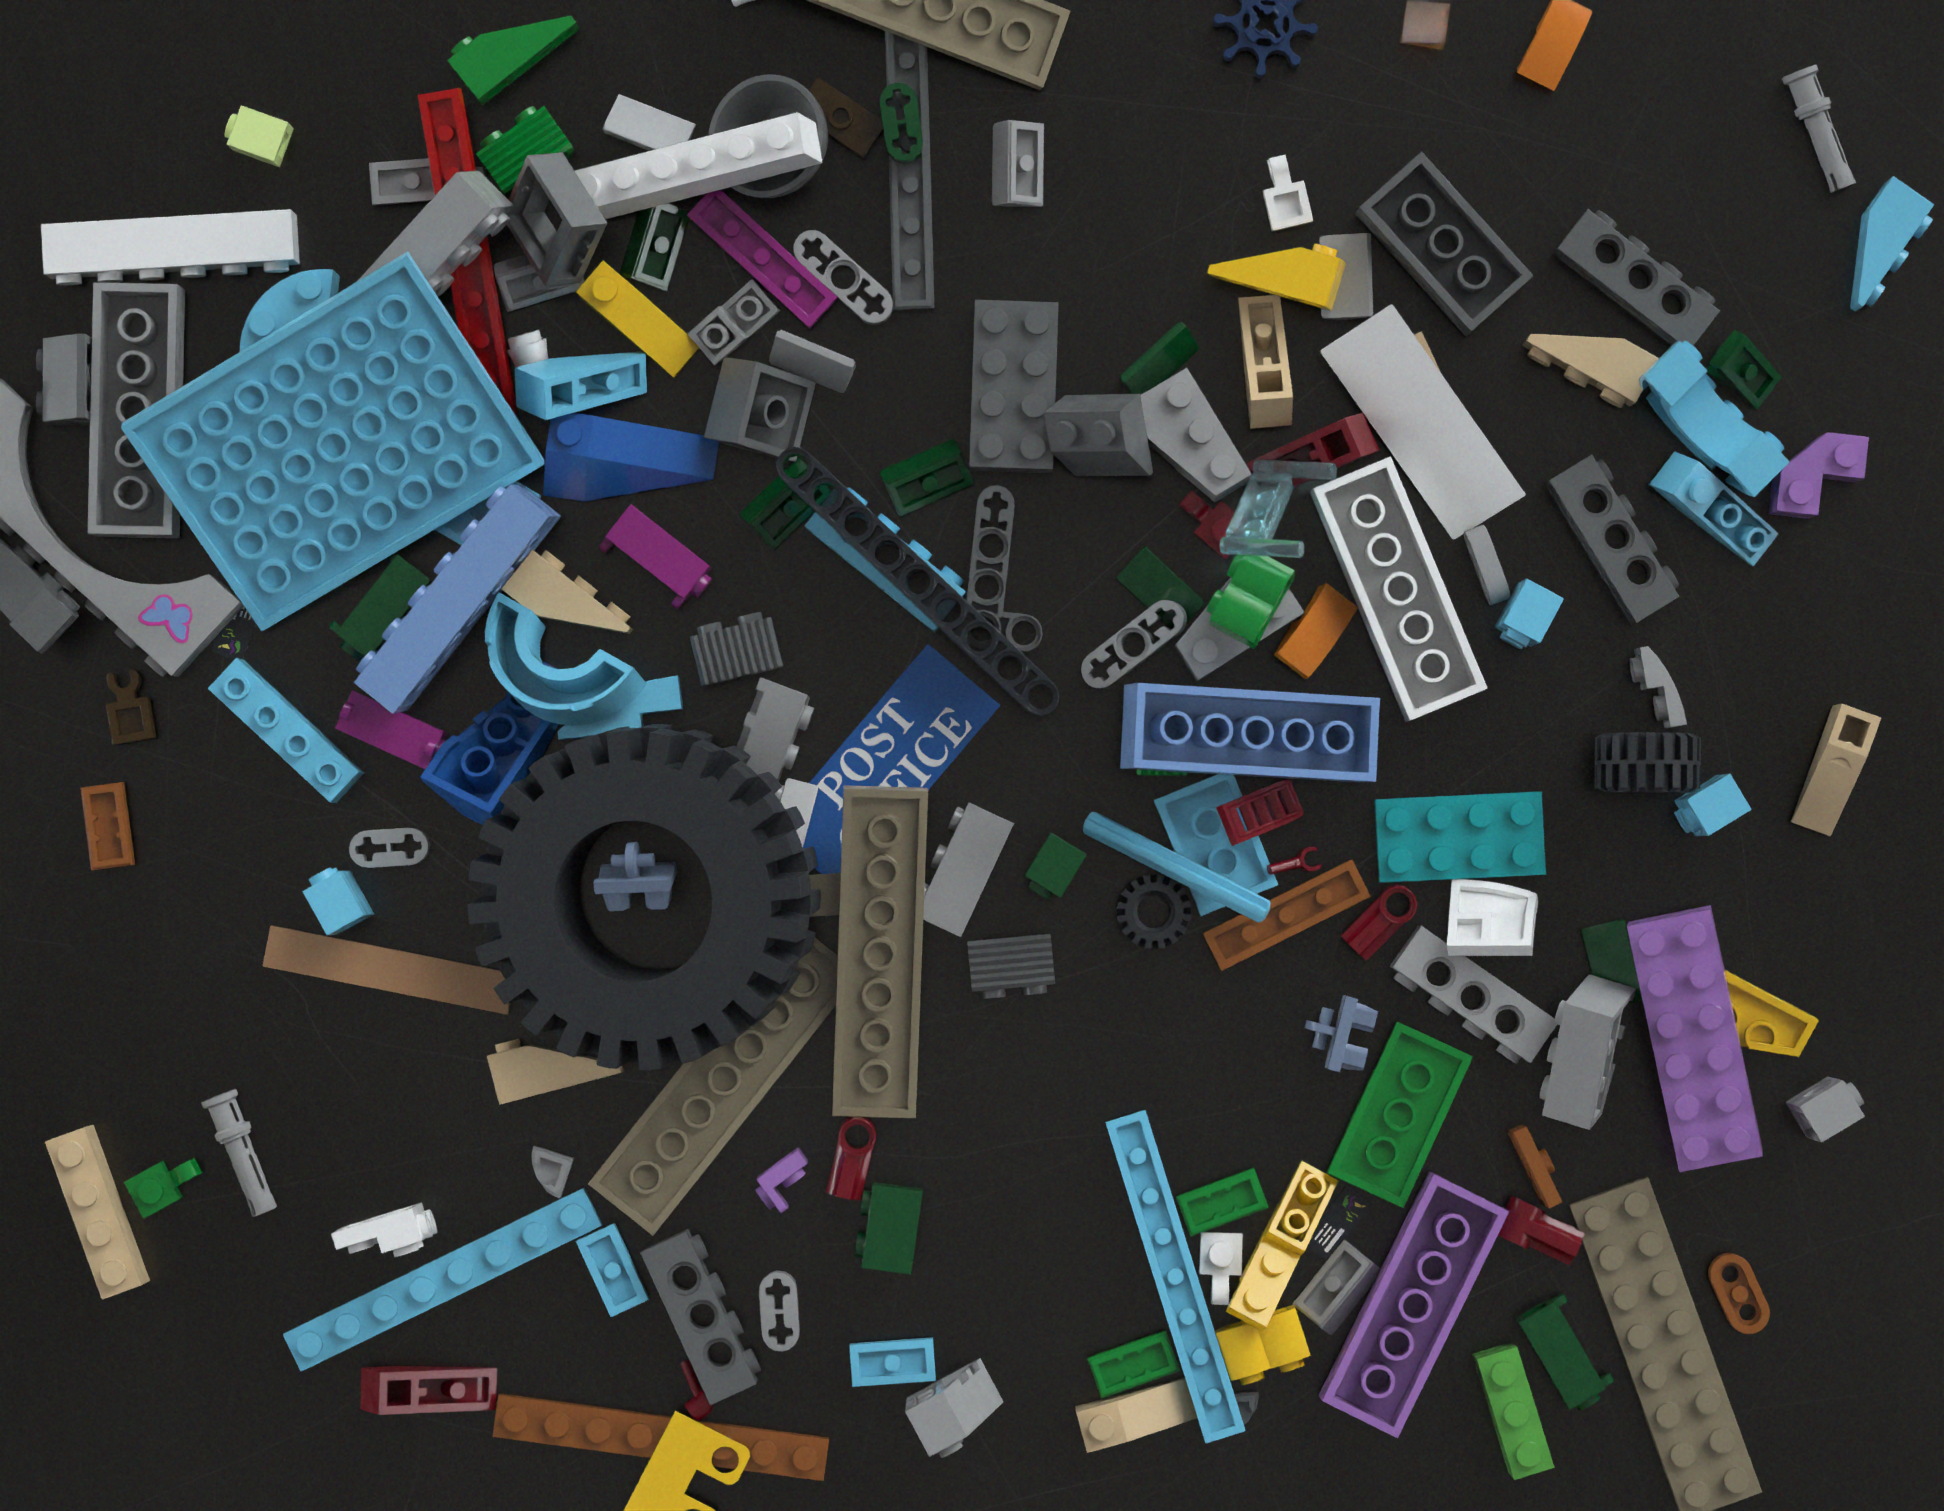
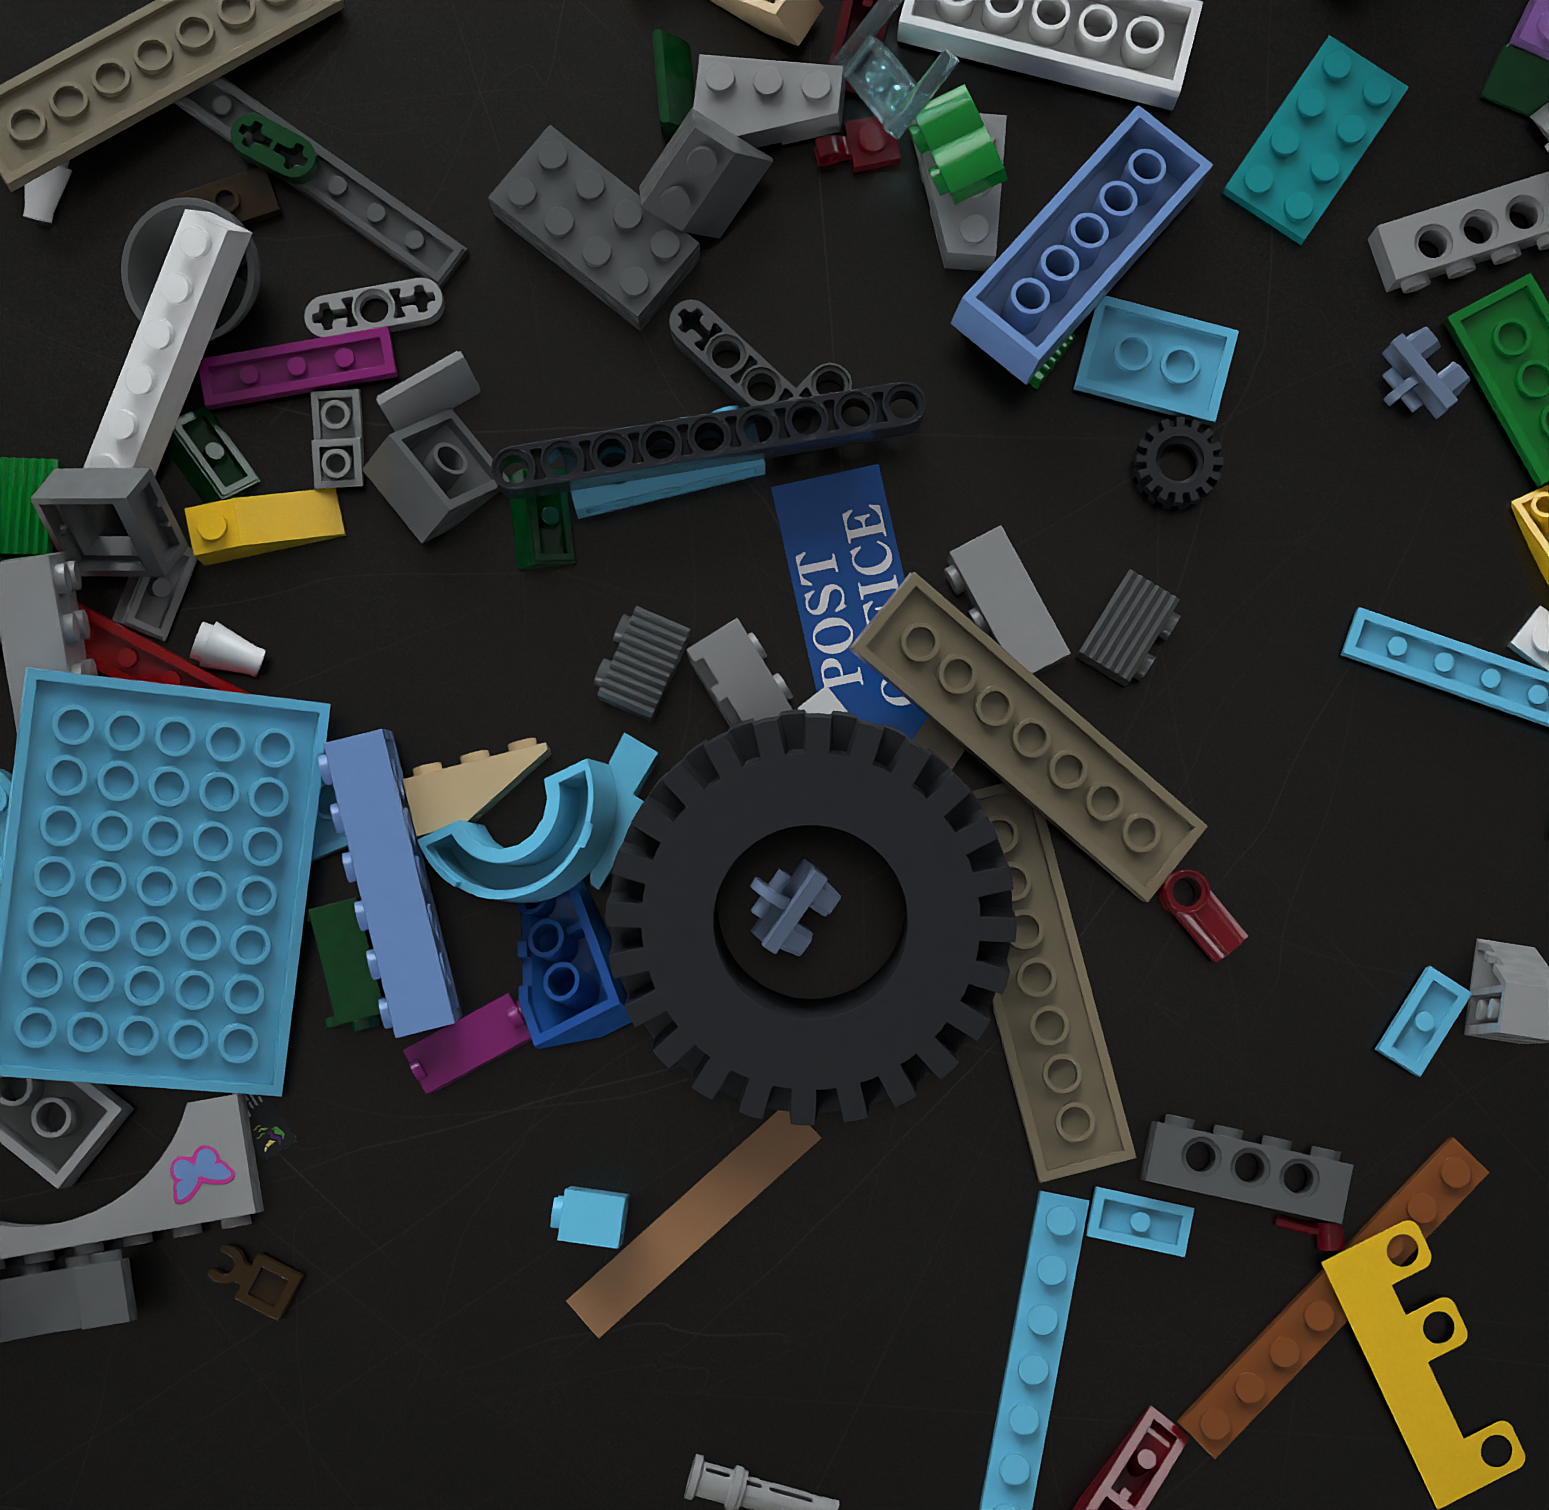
camera: 50 degrees left, 5 degrees down
(107, 826) = (351, 1386): dark orange plate -> none
(286, 730) = (392, 1143): medium azure brick -> none
(388, 837) = (568, 1123): light grey beam -> none
(395, 1231) = (950, 1398): white plate -> none
(538, 1069) = (897, 1147): tan slope -> none
(551, 1169) = (999, 1208): light grey tile -> none
(579, 382) = (280, 618): medium azure slope -> none
(612, 457) = (377, 639): blue wedge -> none
(646, 125) = (89, 387): light grey slope -> none
(659, 554) = (498, 667): magenta brick -> none
(785, 1171) = (1167, 986): medium lavender bracket -> none
(790, 1311) = (1301, 1082): light grey beam -> none
(890, 1227) = (1294, 927): dark green brick -> none
(926, 477) = (617, 372): dark green slope -> none
(1017, 164) = (394, 79): light grey slope -> none
(1054, 867) = (1069, 517): dark green brick -> none
(1103, 655) = (927, 260): light grey beam -> none
(1153, 582) = (883, 237): dark green slope -> none
(1176, 867) = (1154, 407): medium azure axle -> none
(1222, 1201) = (1496, 602): green plate -> none
(1261, 811) = (1160, 288): dark red slope -> none
(1287, 915) = (1271, 346): dark orange plate -> none
(1294, 863) = (1230, 300): dark red hand -> none
(1316, 631) = (1030, 124): orange slope -> none
(1377, 924) = (1341, 267): dark red piece -> none
(1490, 919) = (1417, 161): white plate -> none

